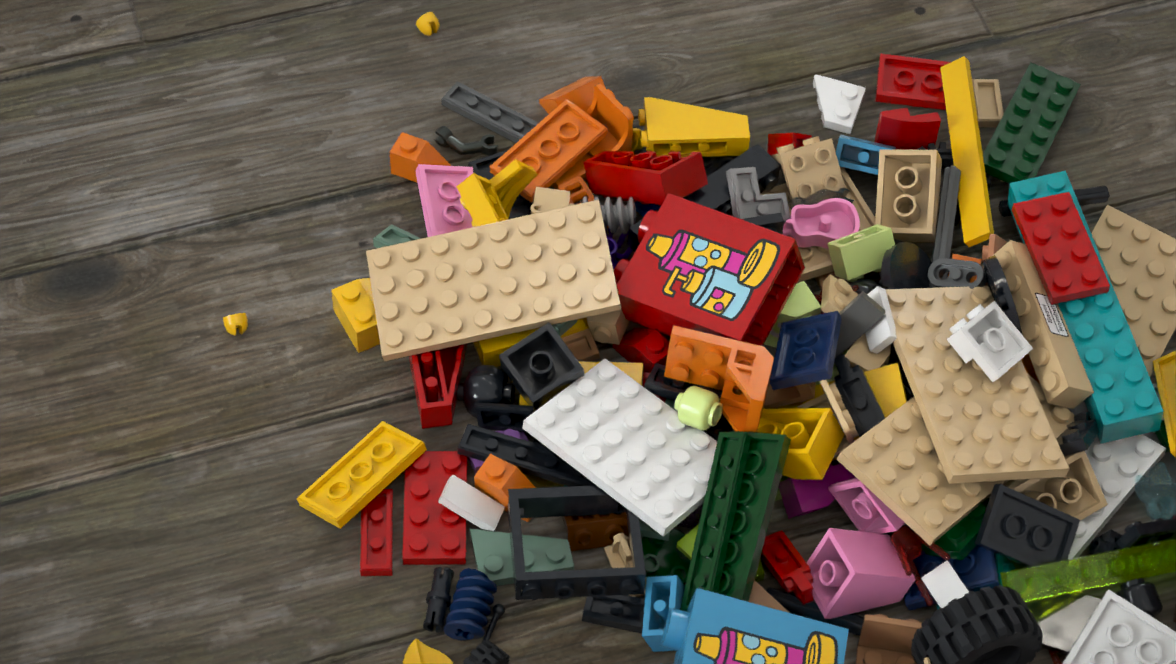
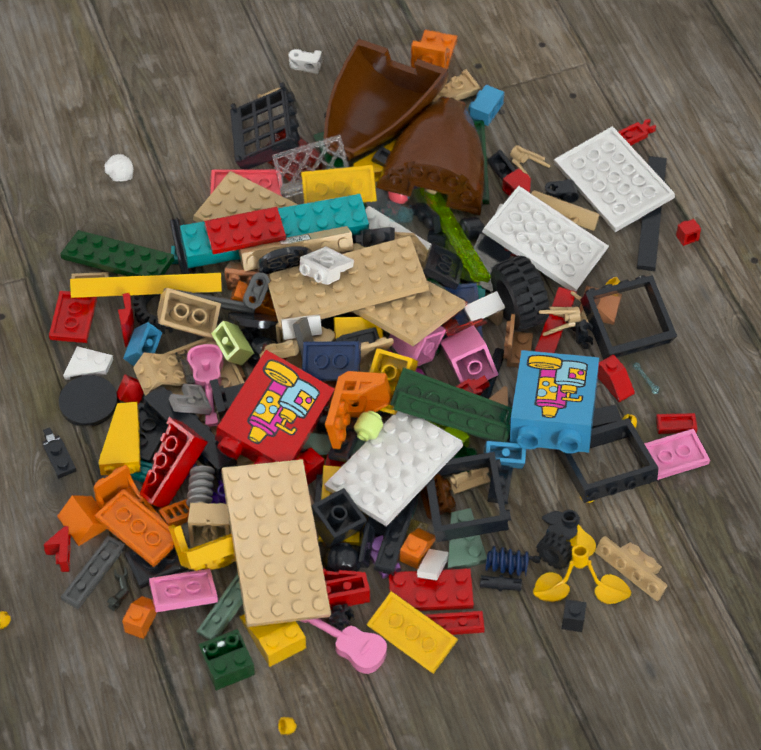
camera: 90 degrees left, 0 degrees up
(337, 251) = (227, 659): none -> dark green slope
(343, 415) = (362, 649): none -> bright pink piece
(387, 393) = (341, 616): none -> black gear
(533, 80) = (60, 546): none -> red slope
(684, 74) = (57, 454): none -> black hinge
(774, 102) = (88, 400): none -> black tile

